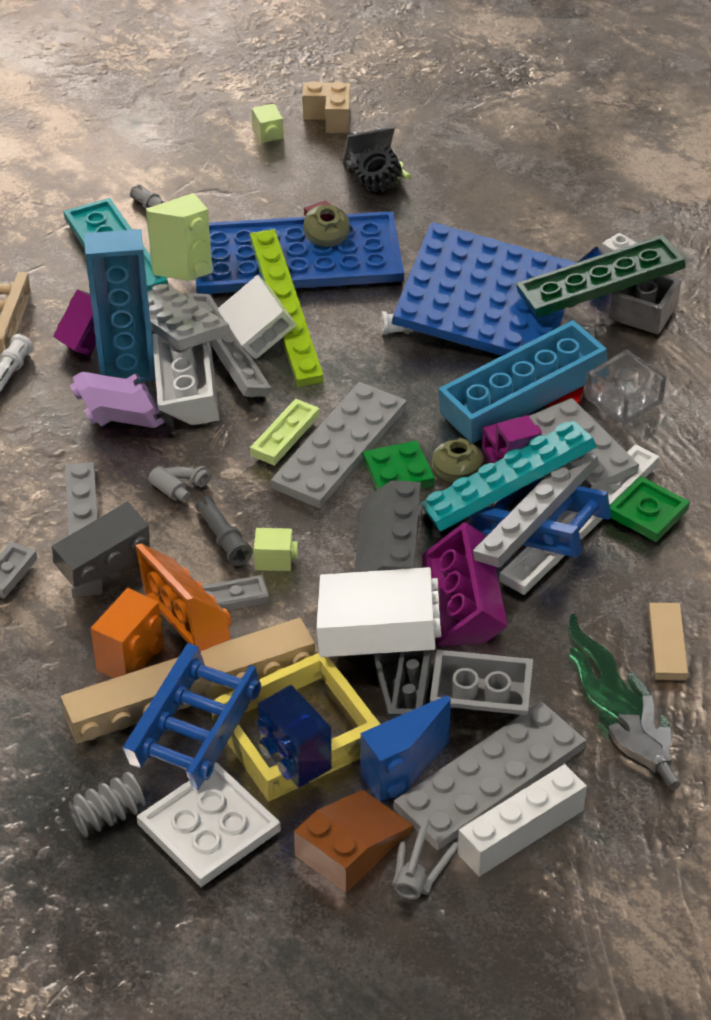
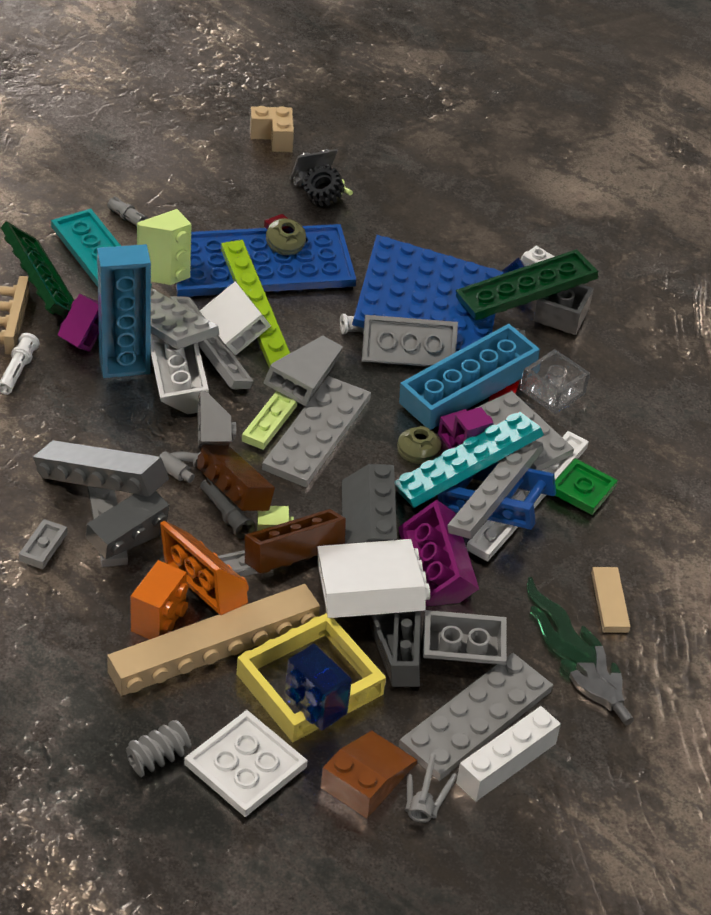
camera: 10 degrees left, 0 degrees up
(41, 263) = (40, 270): none -> dark green plate
(78, 483) = (101, 467): none -> dark grey brick
(116, 400) = (122, 392): lavender brick -> none
(175, 692) = (209, 650): blue fence -> none
(212, 435) = (213, 422): none -> light grey slope
(233, 496) = (235, 477): none -> reddish brown brick
(267, 123) = (221, 142): yellowish green brick -> none
(292, 568) = (293, 540): none -> reddish brown brick
(329, 374) = (303, 370): none -> light grey slope
(398, 463) = (369, 448): green plate -> none
(403, 748) = (403, 695): blue slope -> none
(454, 340) = (407, 340): none -> light grey tile

